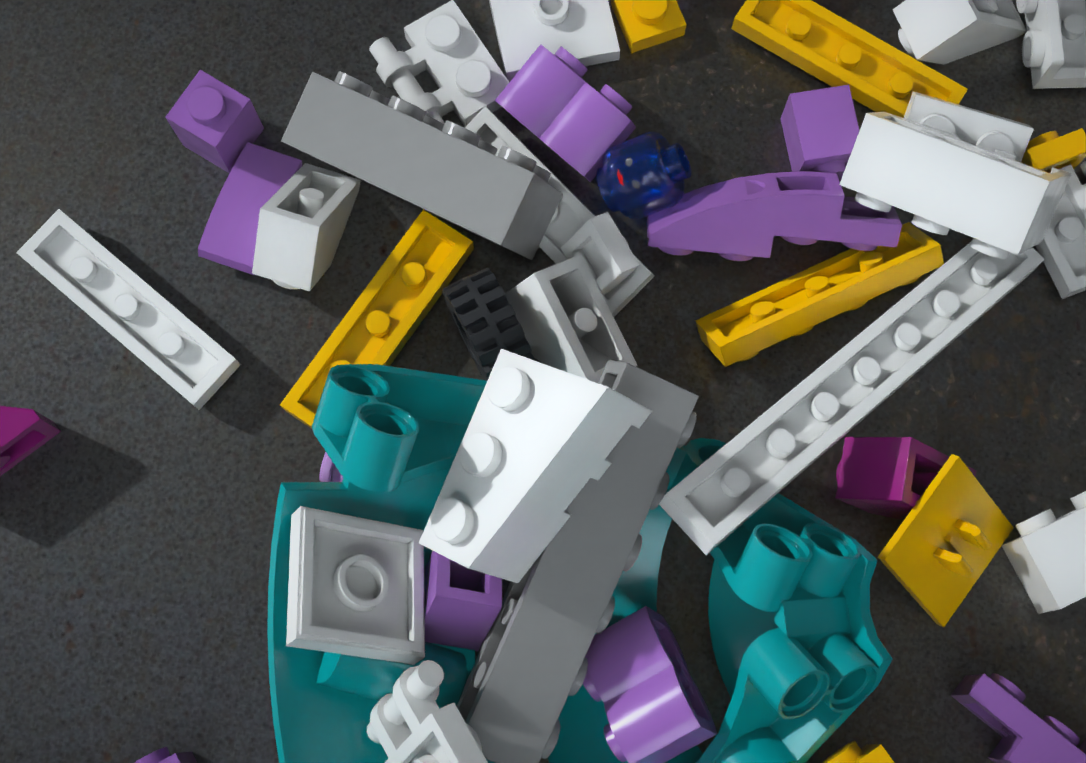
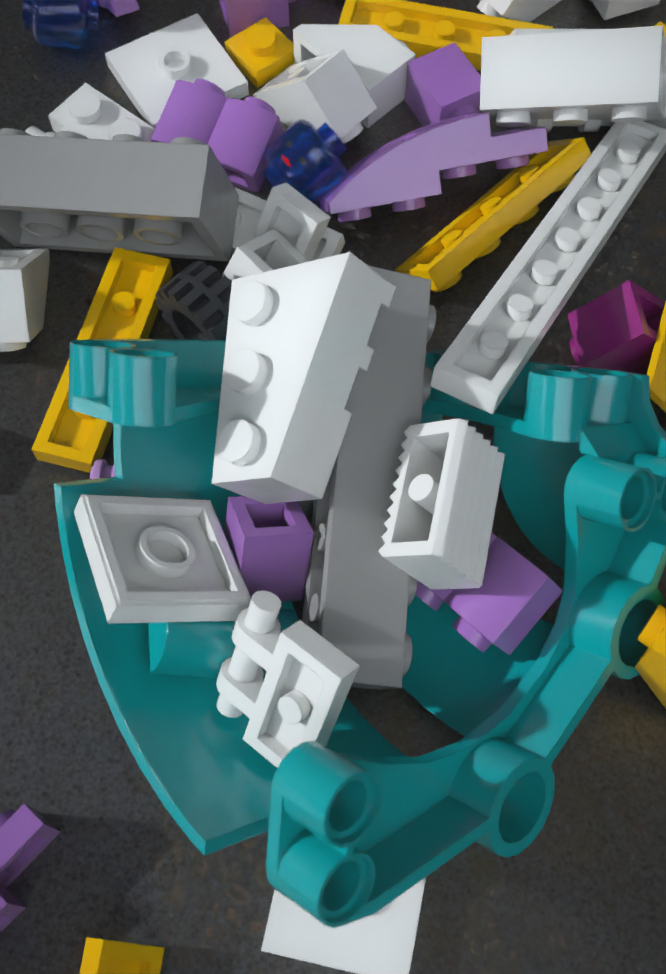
camera: 20 degrees left, 10 degrees down
(627, 628) = (443, 505): none -> white brick
(684, 97) = (319, 92): none -> white slope
(739, 71) = (373, 52): none -> white slope

